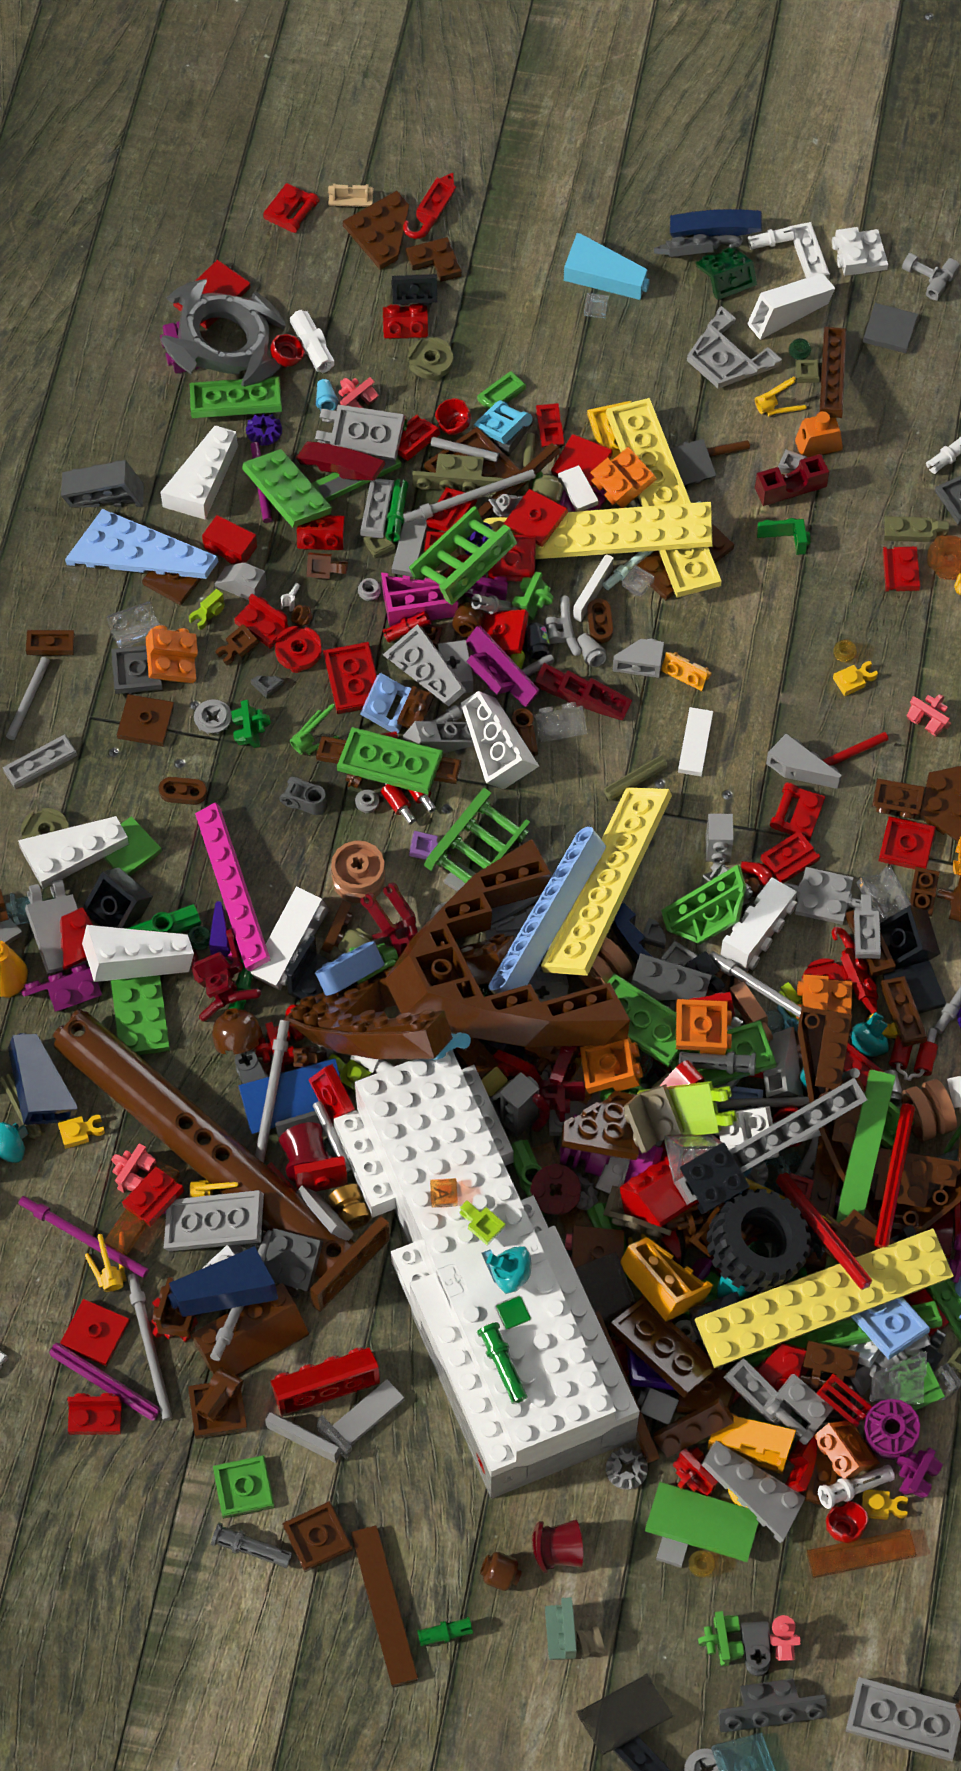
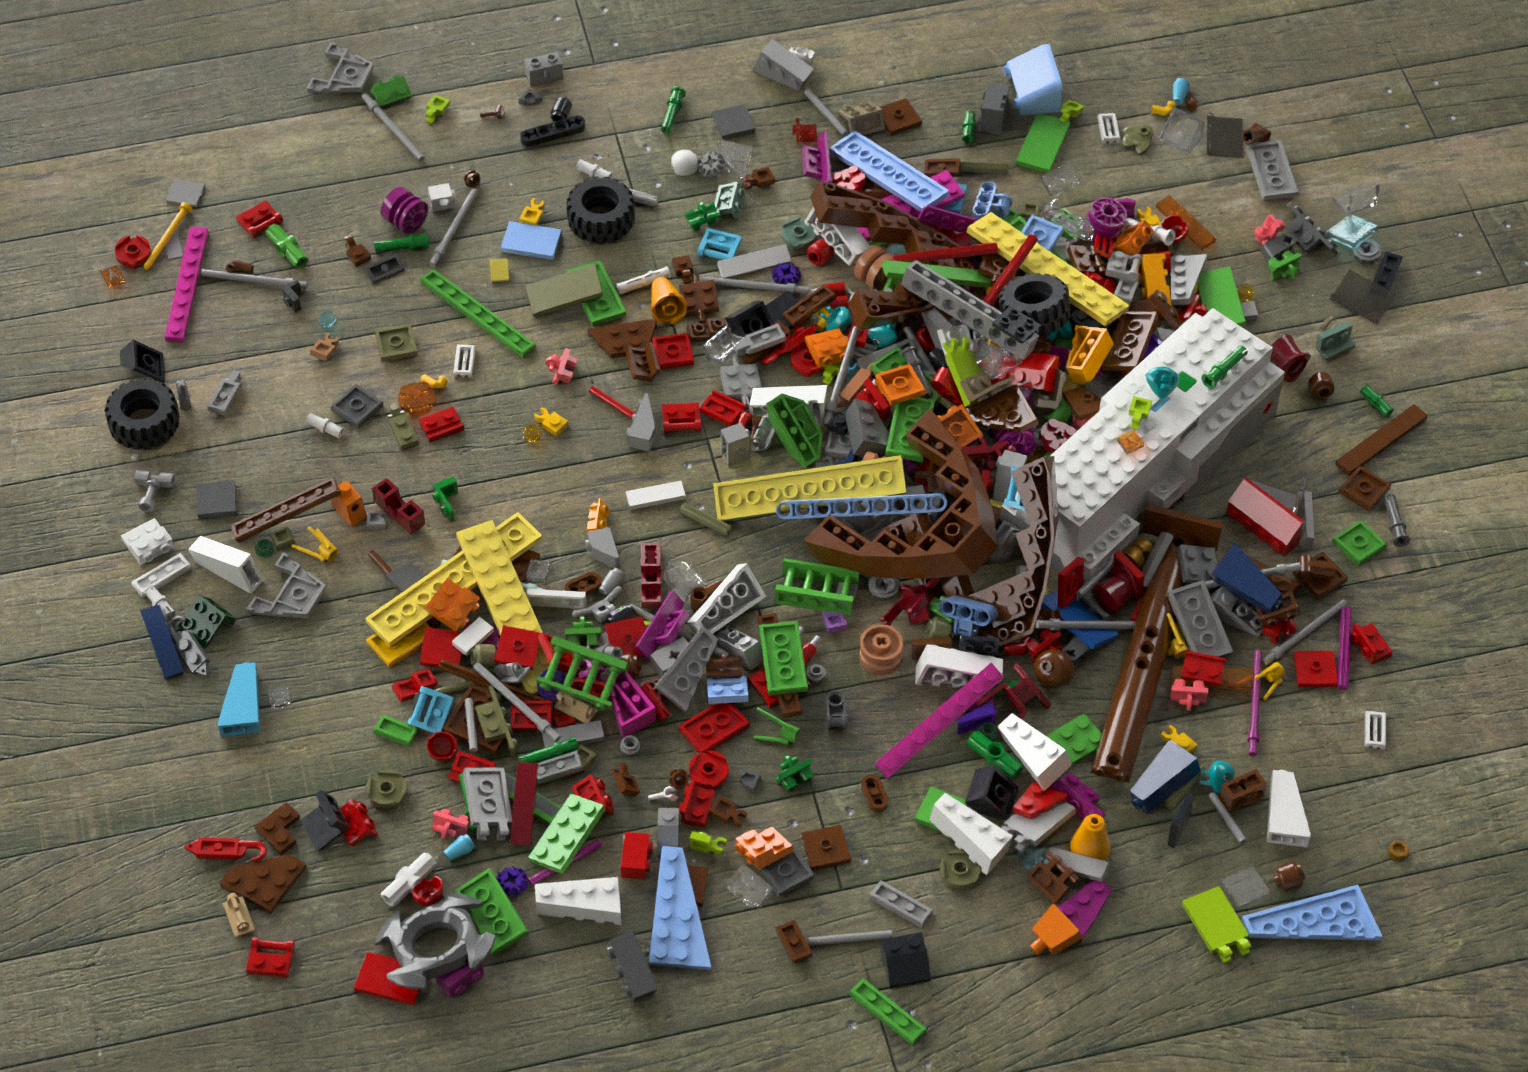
camera: 115 degrees left, 10 degrees down
(213, 708) = (794, 796): light grey gear -> none

